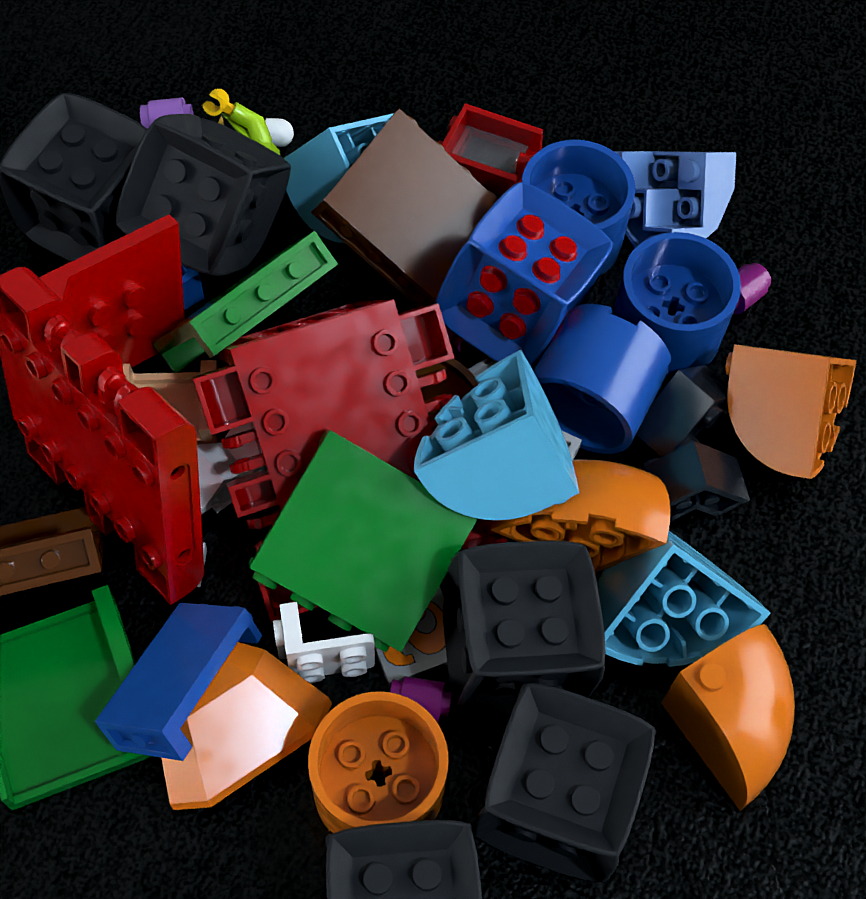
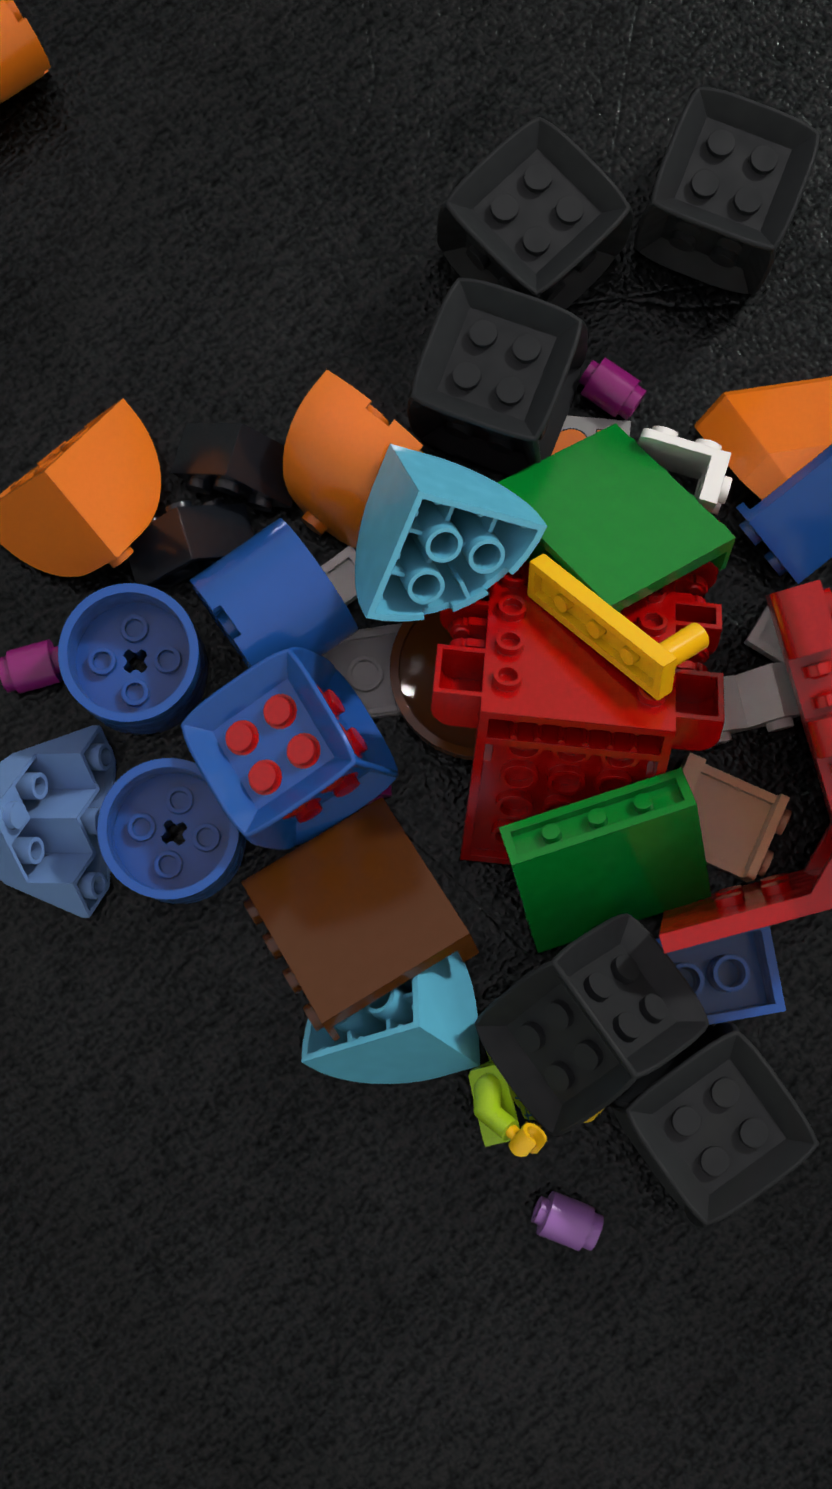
camera: 155 degrees left, 20 degrees up
(274, 391) = (611, 633): none -> yellow piece
(280, 131) = (452, 1142): white cylinder -> none
(374, 735) = (696, 289): orange brick -> none
(491, 146) = (215, 982): red window -> none
(672, 606) = (306, 332): medium azure brick -> none
(737, 711) = (323, 236): orange brick -> none

